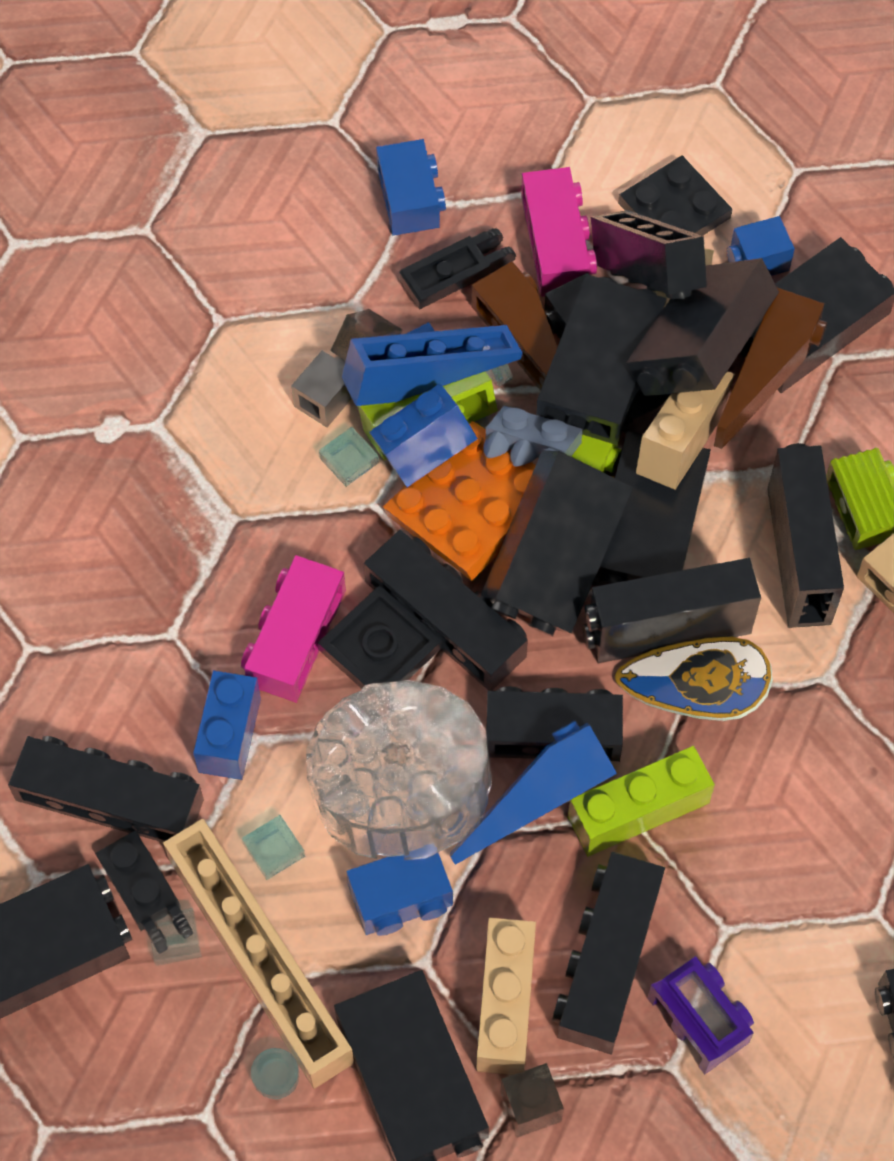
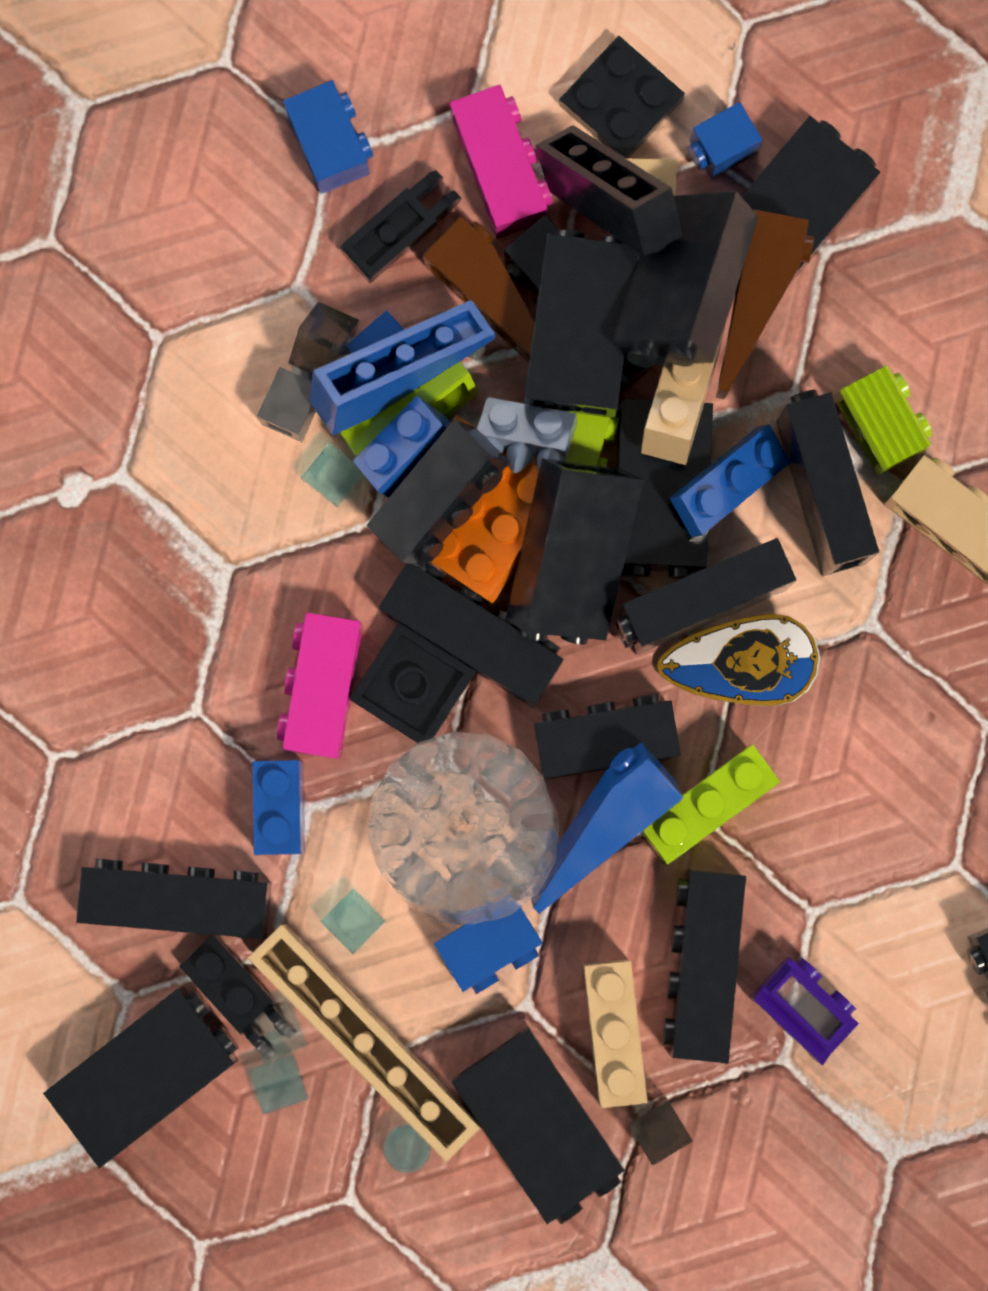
camera: 10 degrees left, 20 degrees up
(163, 985) = (278, 1084): none -> clear light blue tile
(440, 468) = (439, 494): none -> black brick
(714, 516) = (730, 480): none -> blue plate

